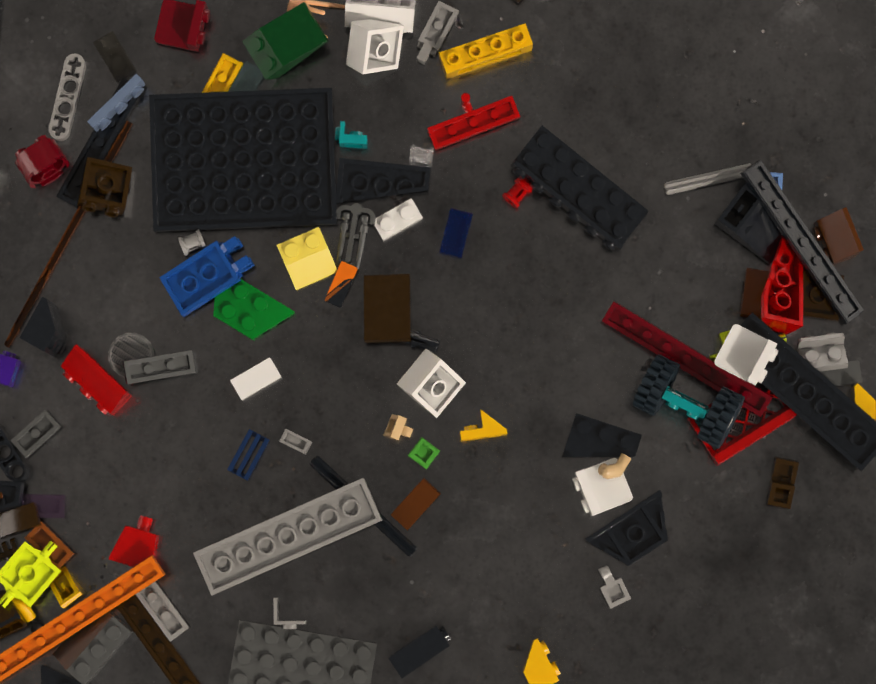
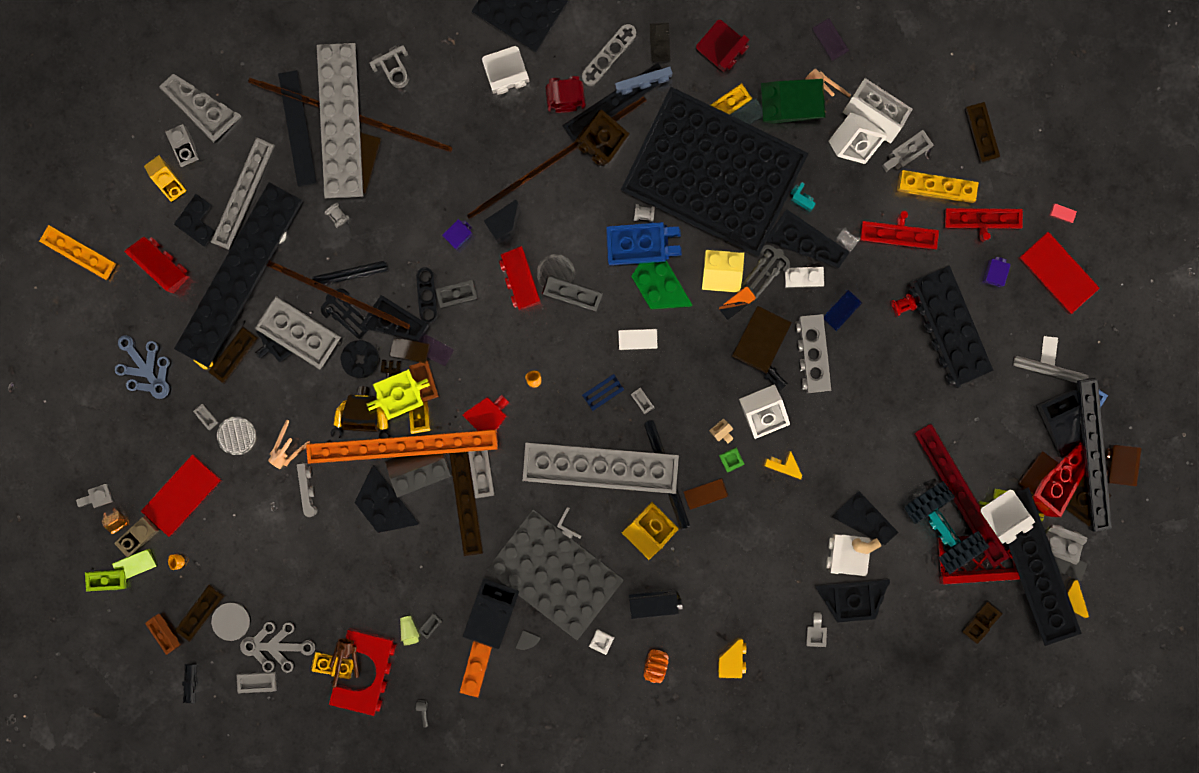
camera: 30 degrees right, 5 degrees up
(166, 480) = (533, 378): none -> light orange hinge
(377, 575) = (650, 531): none -> yellow slope
(436, 262) = (814, 323): none -> light grey brick
(552, 60) = (984, 219): none -> red plate
(596, 106) = (997, 272): none -> dark purple brick
(632, 10) = (1063, 213): none -> coral piece
(662, 73) = (1059, 272): none -> red tile
(696, 159) = (1049, 350): none -> white sticker

